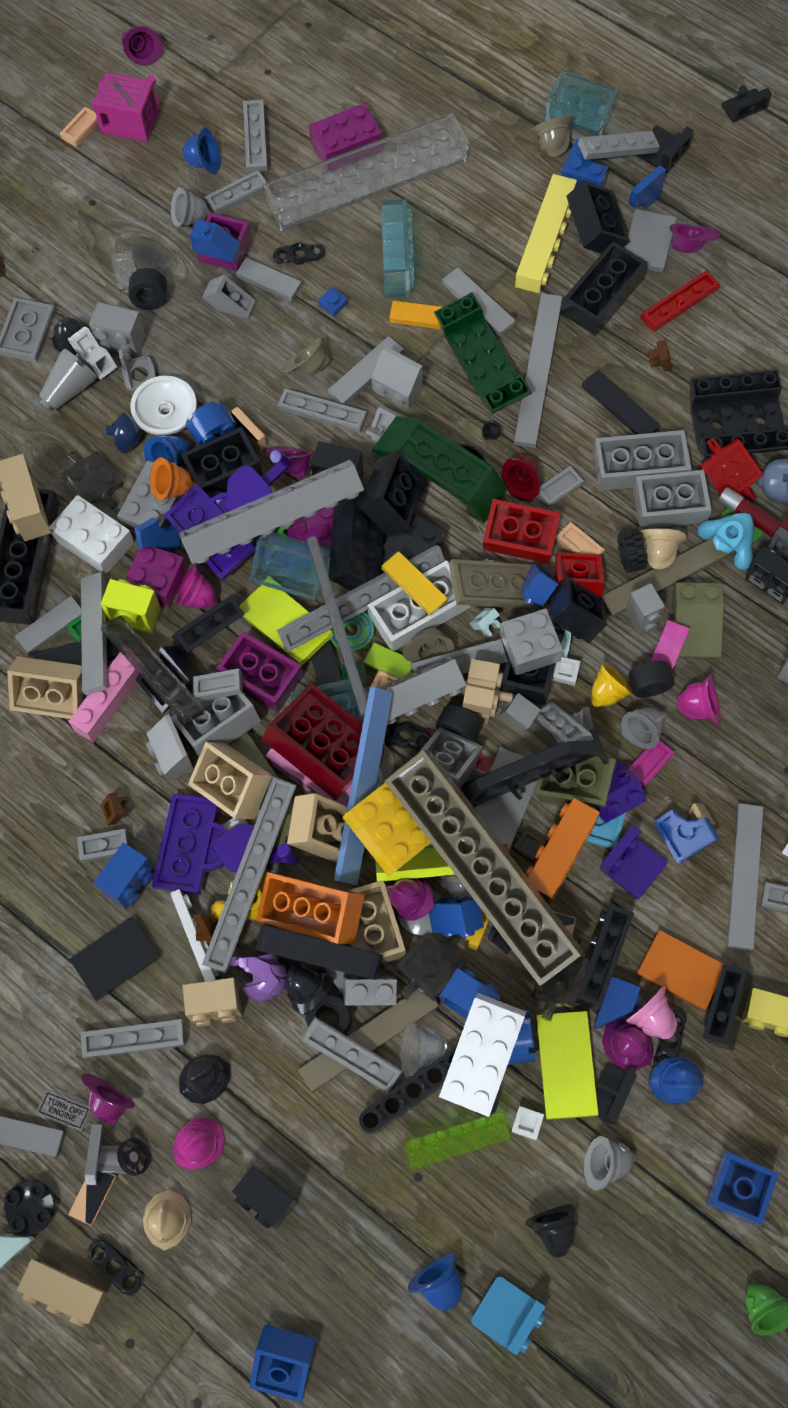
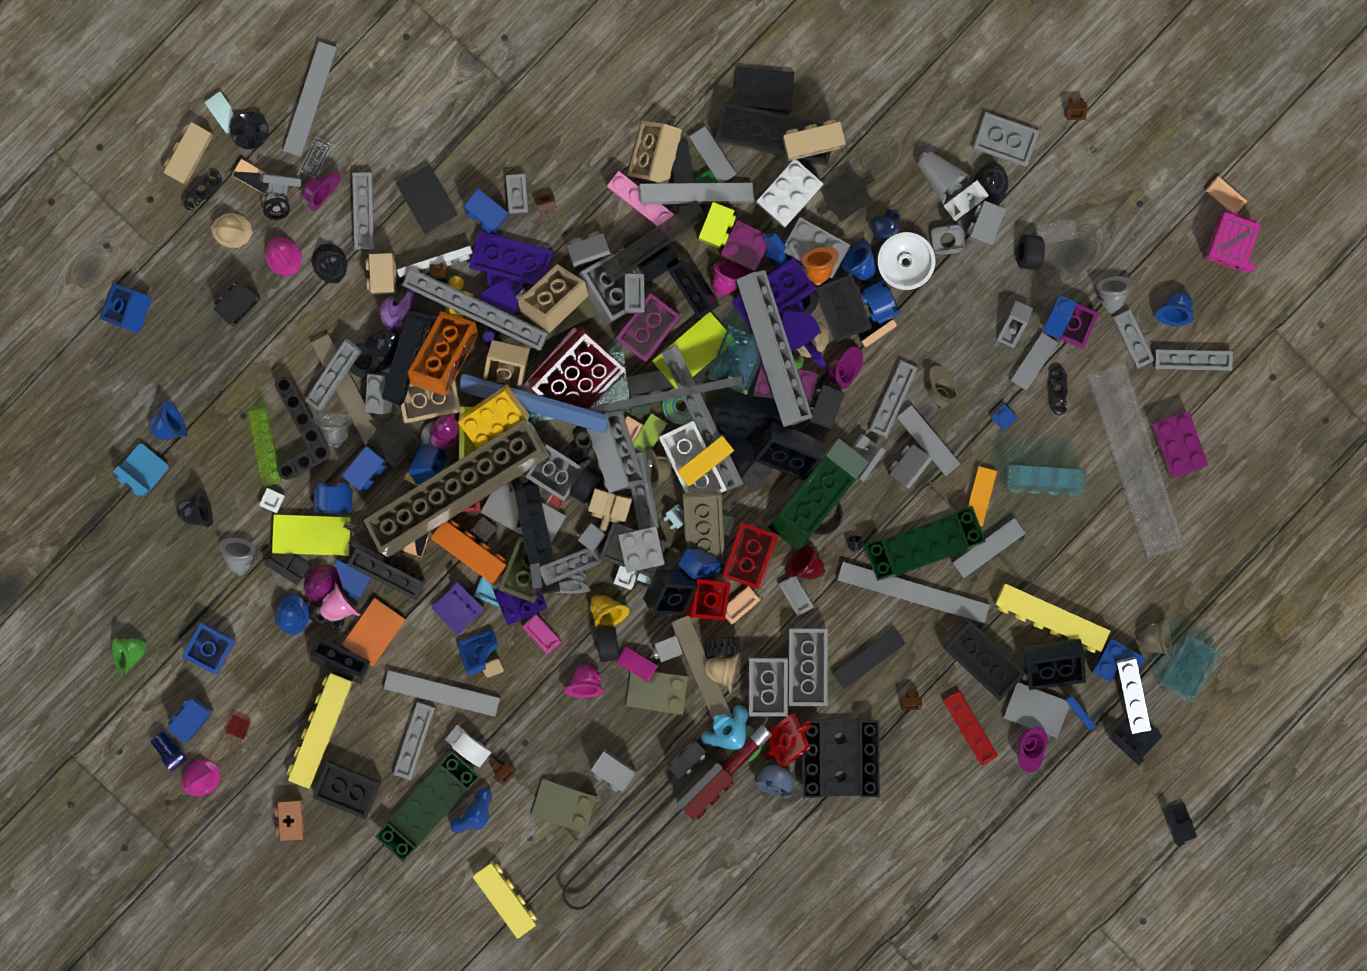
camera: 90 degrees right, 20 degrees up
(141, 45) = (1310, 256): magenta piece -> none
(482, 1054) = (317, 472): white brick -> none
(643, 727) = (569, 633): light grey piece -> none

